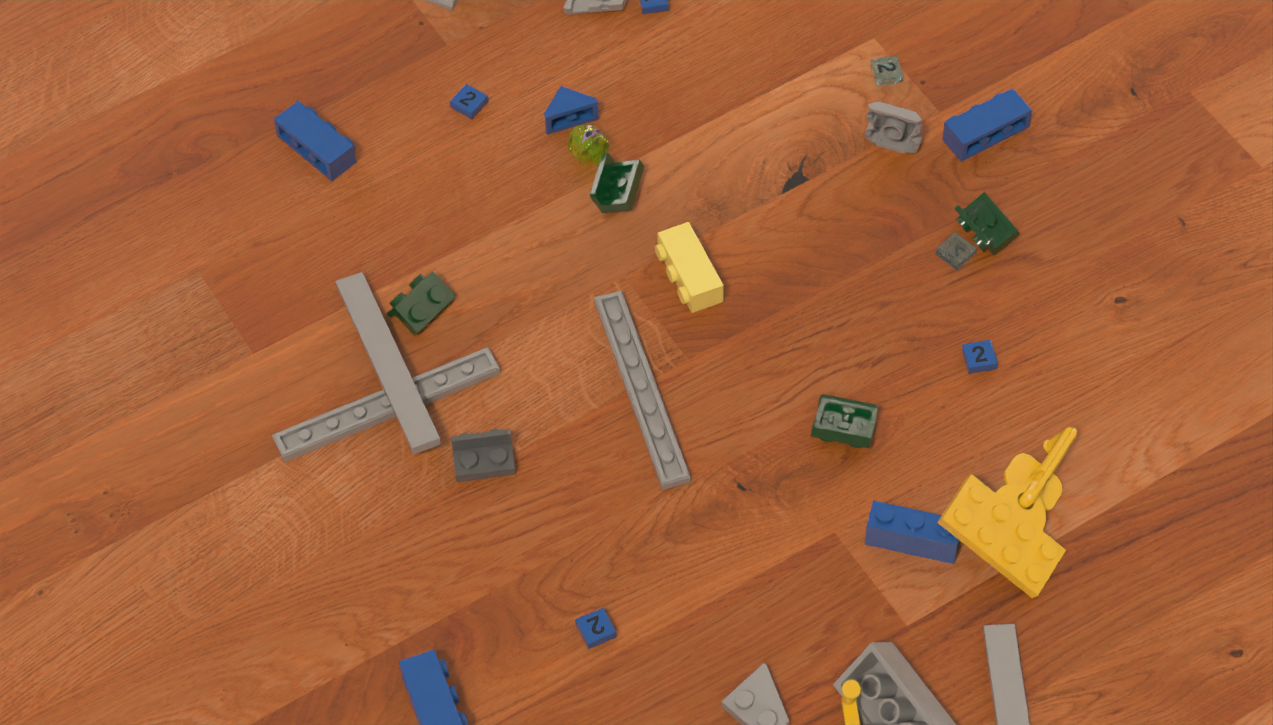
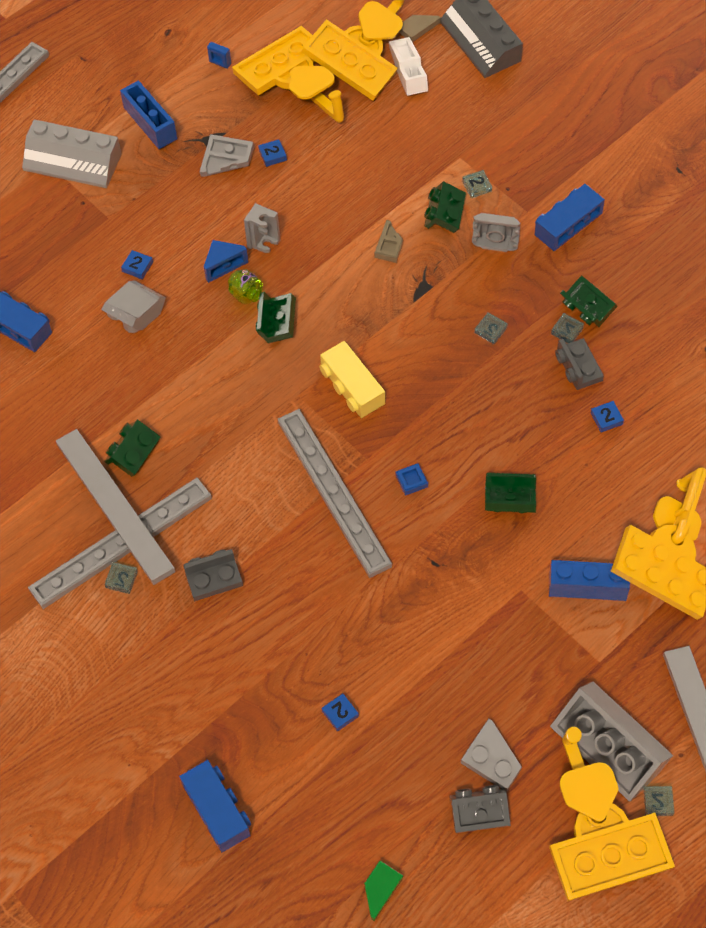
camera: 10 degrees left, 5 degrees up
(379, 442) = (121, 578): none -> clear light blue tile
(456, 147) = (134, 306): none -> light grey slope
(620, 80) = (261, 227): none -> light grey hinge
(734, 389) = (411, 479): none -> blue tile
(767, 123) = (389, 244): none -> dark tan tile
(842, 91) = (445, 207): none -> dark green bracket
(865, 236) = (491, 328): none -> clear light blue tile
(960, 292) = (578, 363): none -> dark grey bracket

